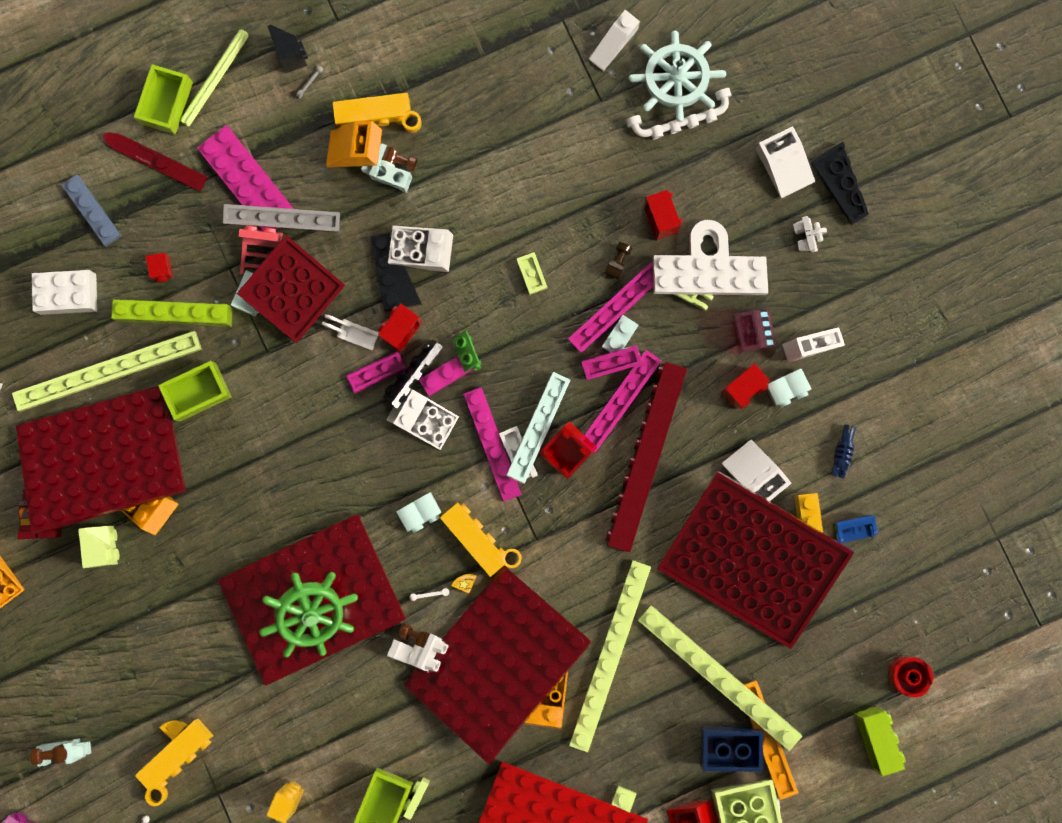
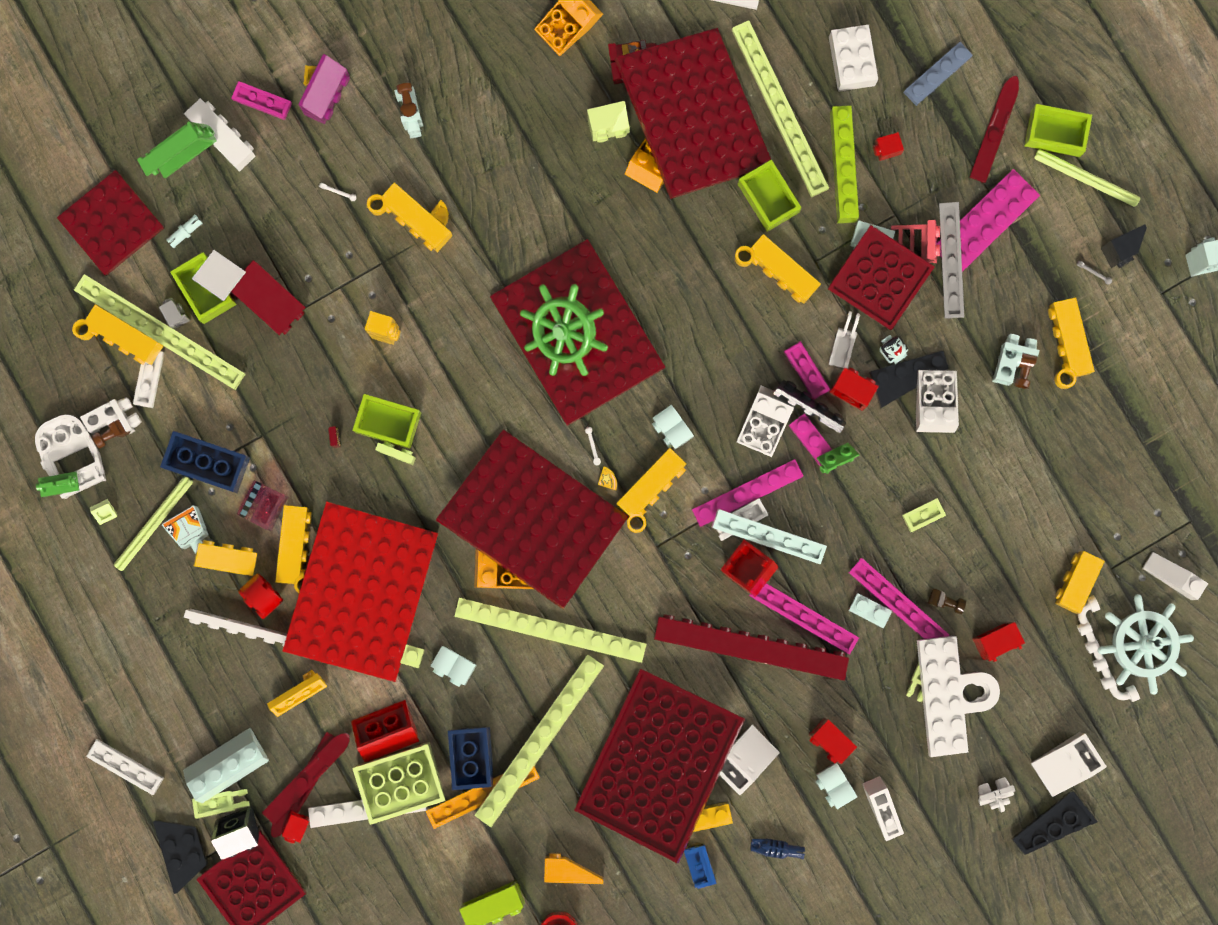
camera: 85 degrees right, 0 degrees up
(269, 387) = (780, 267): none -> yellow hinge
(354, 145) = (1034, 324): light orange slope -> none
(364, 284) = (893, 349): none -> head
(422, 653) = (535, 444): white hips -> none
(611, 132) = (1079, 582): none -> yellow brick
(612, 362) = (842, 604): dark pink plate -> none
(637, 758) = (453, 666): none -> light aqua brick
(754, 331) = (890, 746): clear pink slope -> none
(850, 661) = (564, 870): none -> light orange slope

